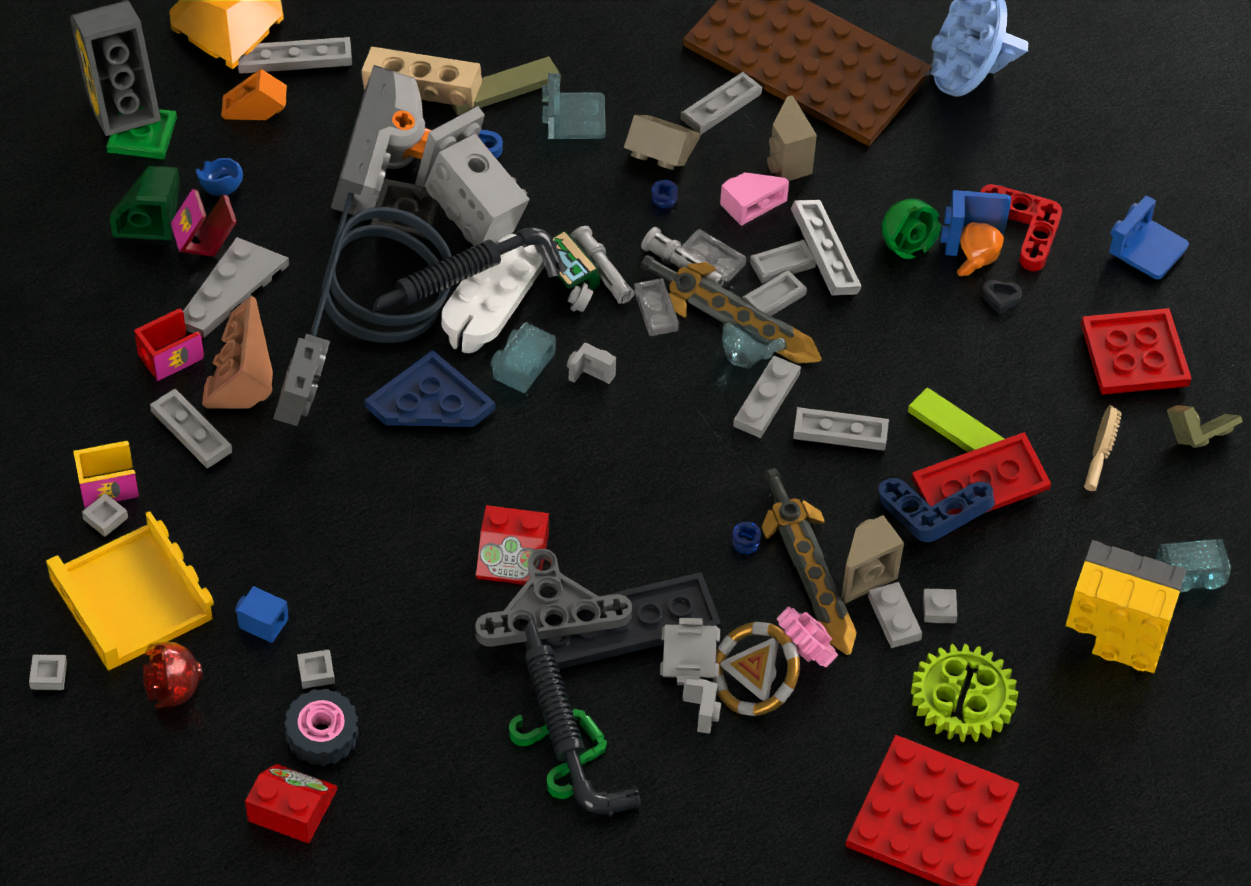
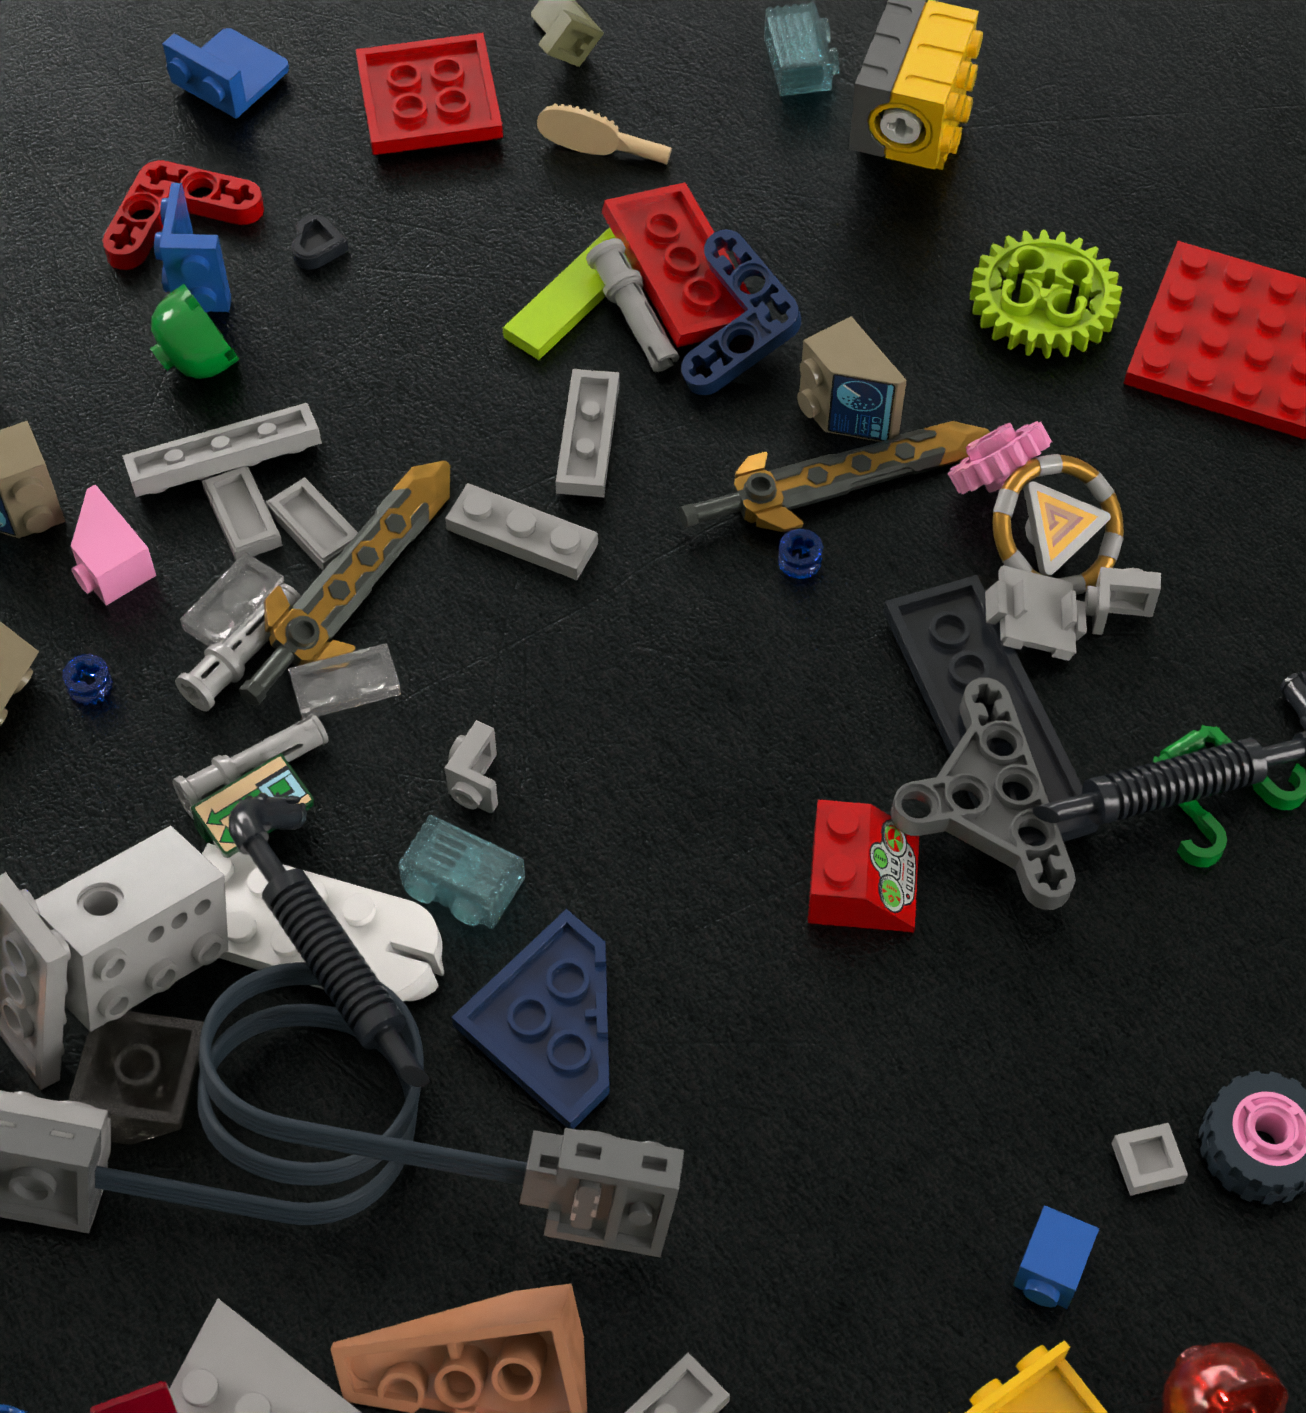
camera: 90 degrees left, 5 degrees up
(580, 297) = (329, 791): light grey plate -> none
(743, 349) = (436, 554): clear light blue hat -> none
(895, 615) = (931, 371): light grey plate -> none
(940, 605) = (893, 324): light grey plate -> none
(954, 446) = (625, 288): none -> light grey pin
(981, 246) = (242, 251): orange hat -> none

